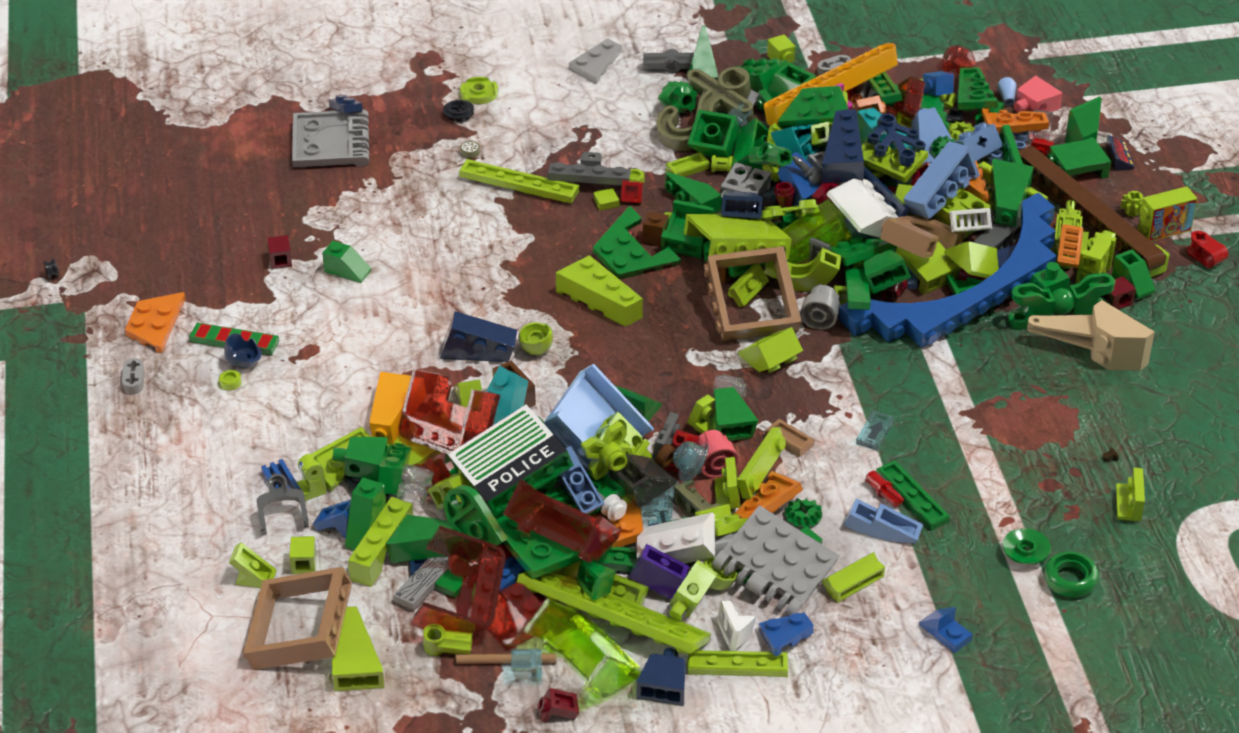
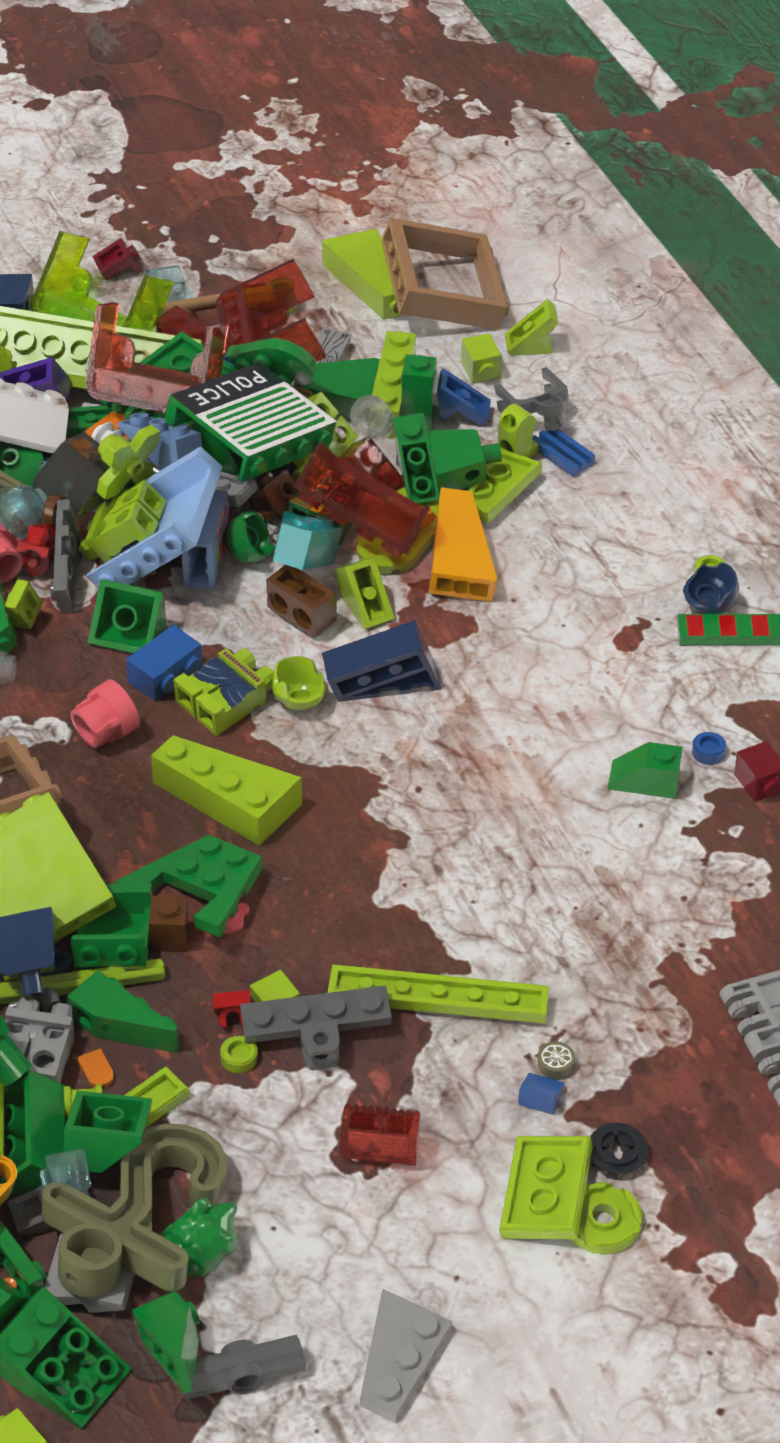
camera: 165 degrees right, 5 degrees up
(299, 277) = (709, 748): none -> blue tile
(485, 135) = (540, 1093): none -> blue slope
(501, 99) = (546, 1187): none -> lime tile
(575, 121) = (380, 1134): none -> clear red brick
(582, 349) = (224, 689): none -> lime hips
(621, 367) = (162, 660): none -> blue brick
(663, 337) = (105, 715): none -> coral piece
(712, 181) = (96, 1068): none -> orange piece

